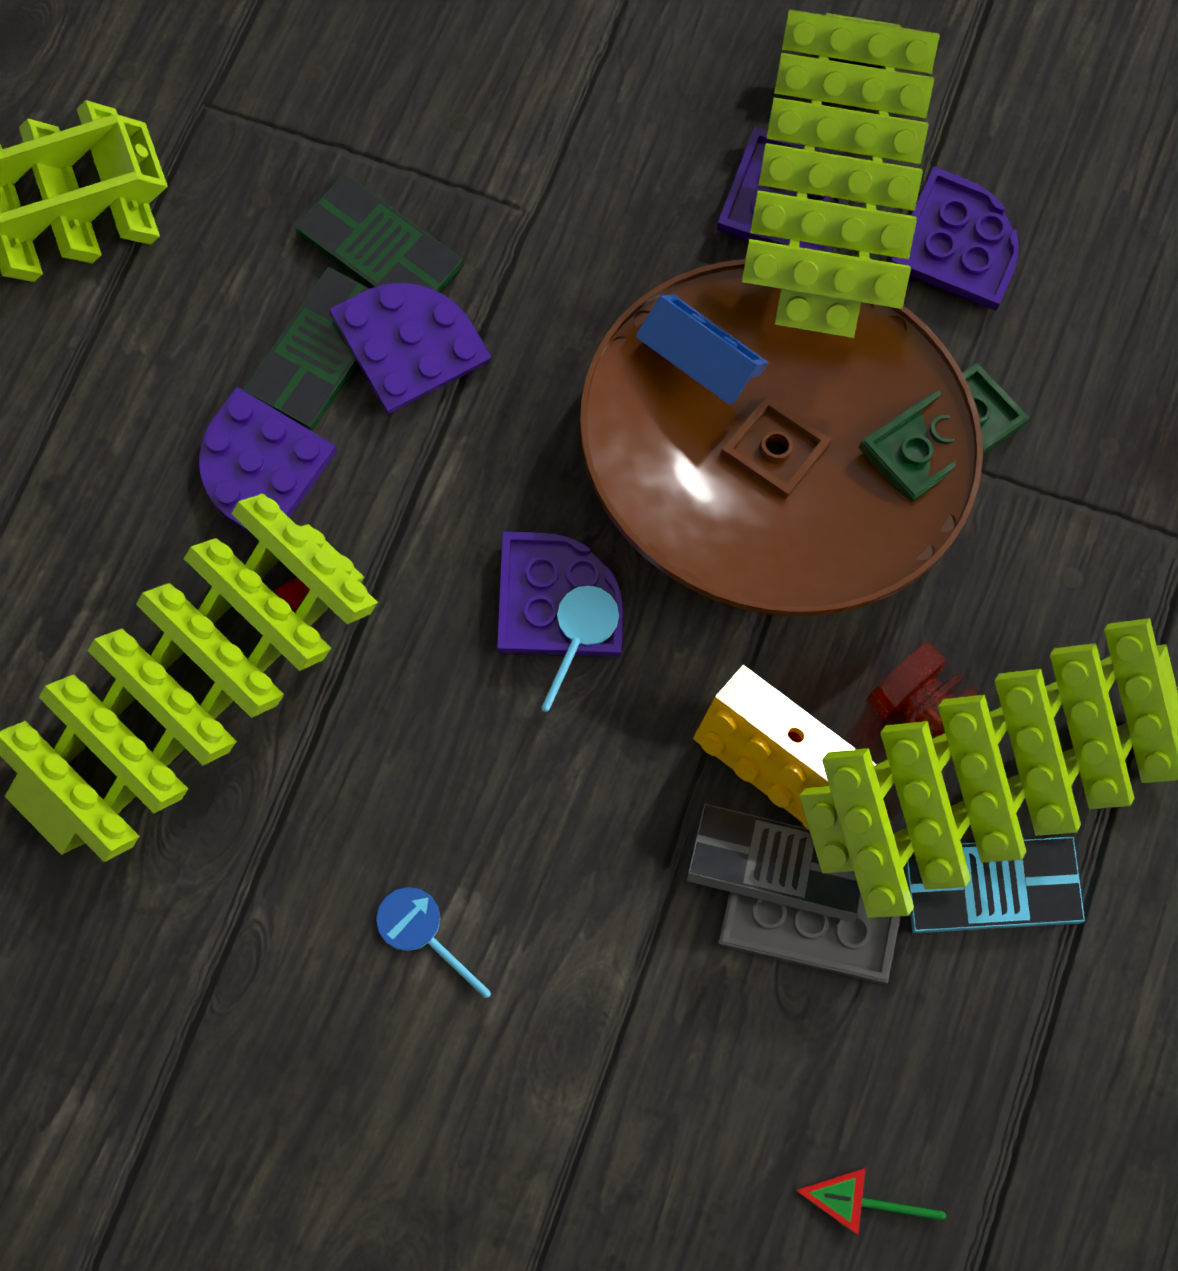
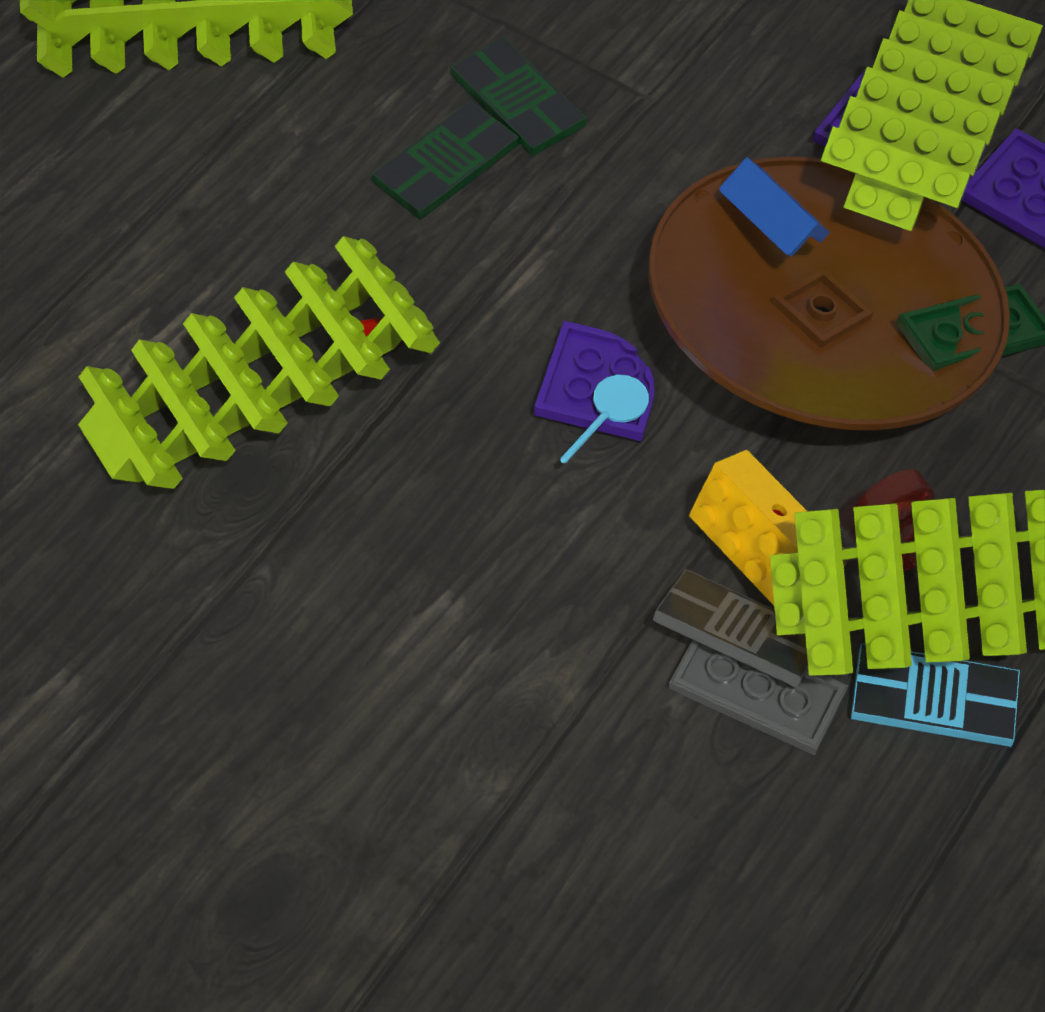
camera: 15 degrees right, 15 degrees down
(259, 452) = (379, 216): dark purple plate -> none
(408, 341) = (523, 166): dark purple plate -> none
(410, 921) = (400, 604): blue piece -> none
(843, 1201) = (732, 920): piece -> none

